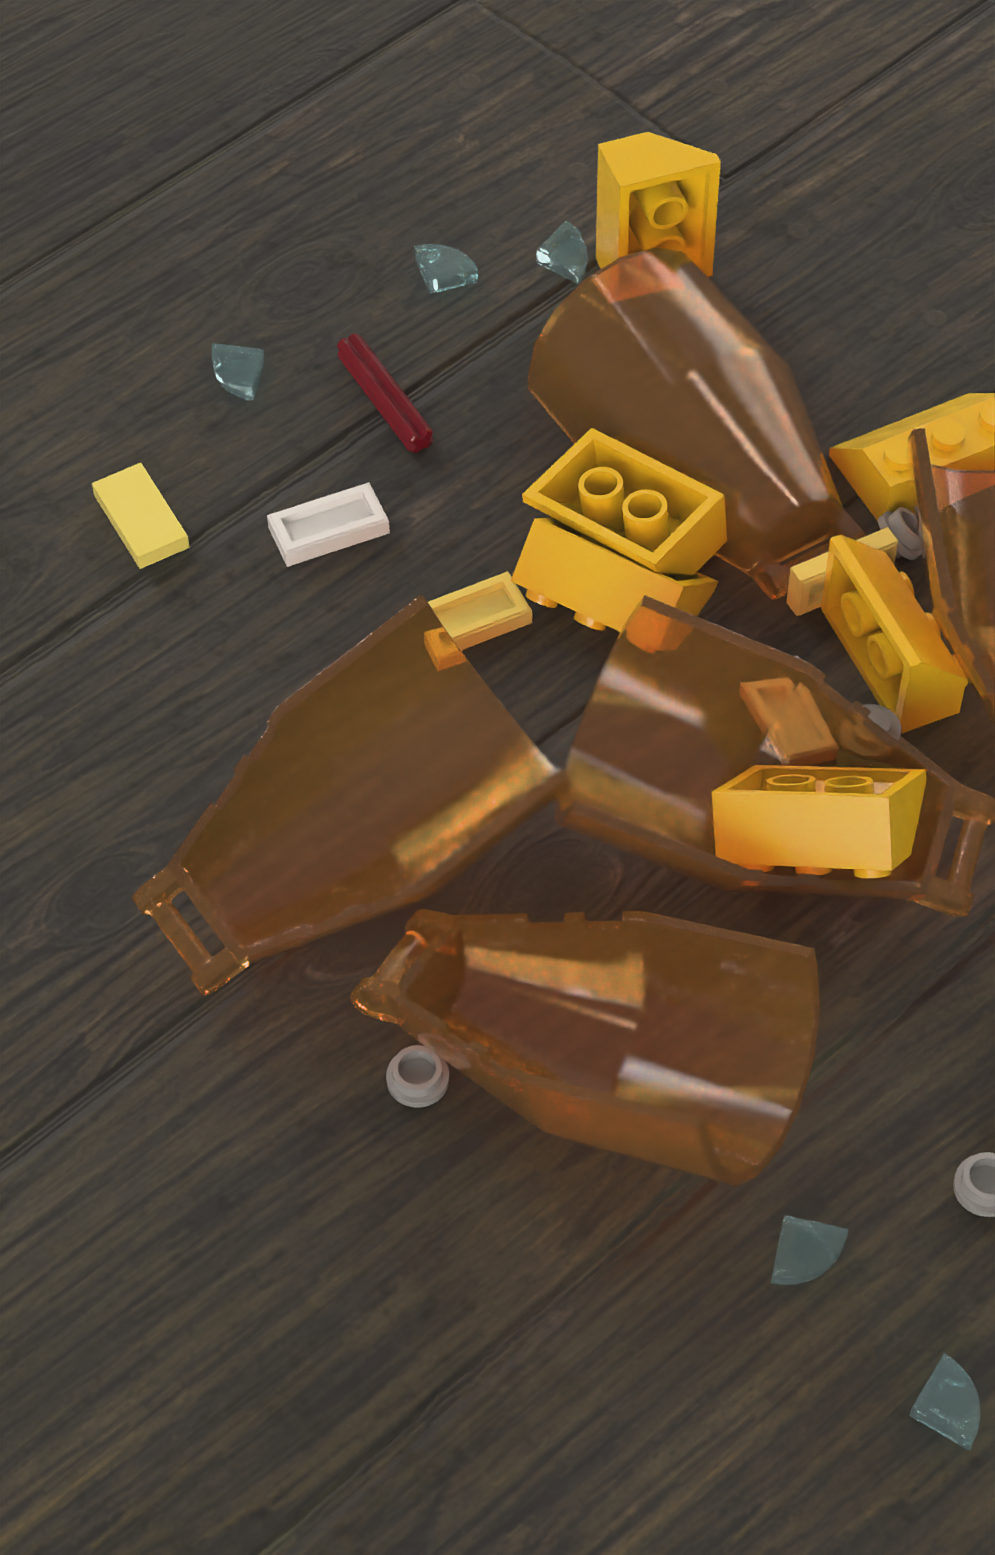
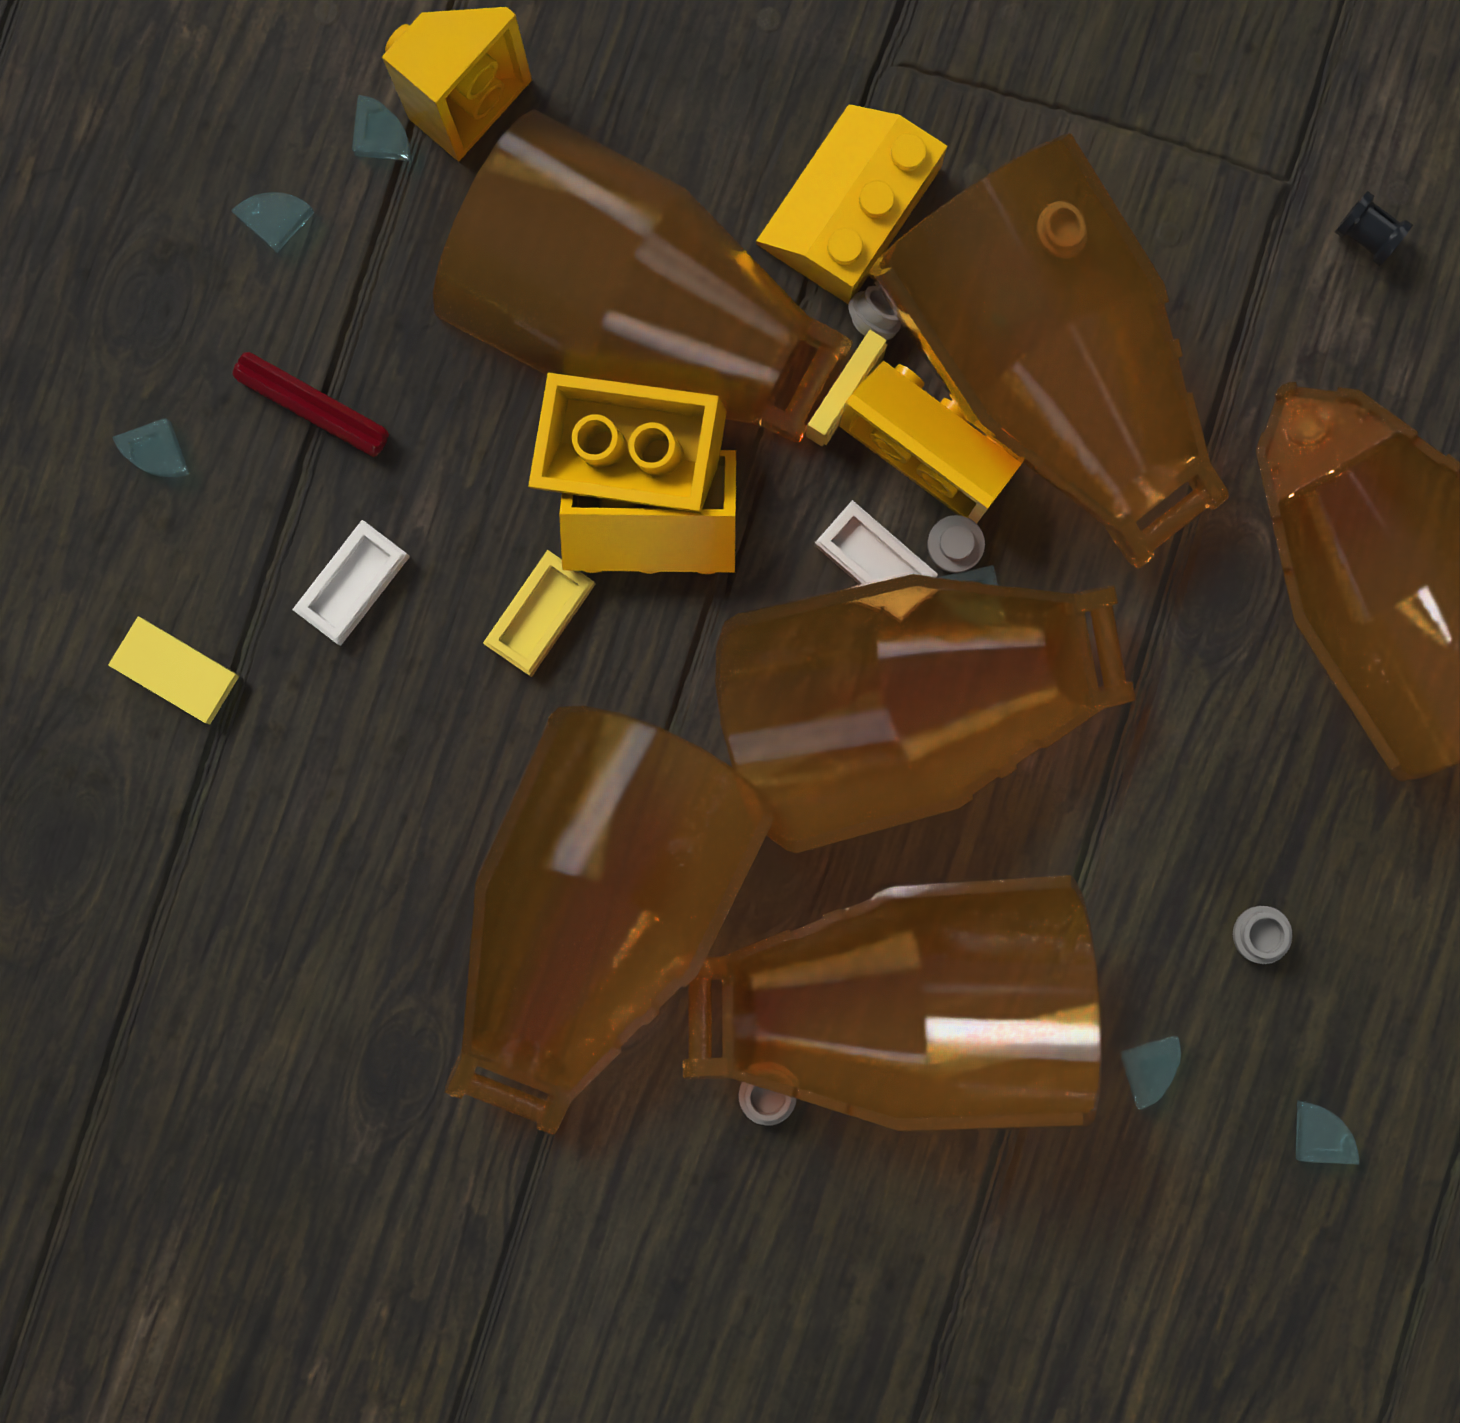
camera: 30 degrees left, 30 degrees up
(819, 818) = (977, 690): yellow slope -> none

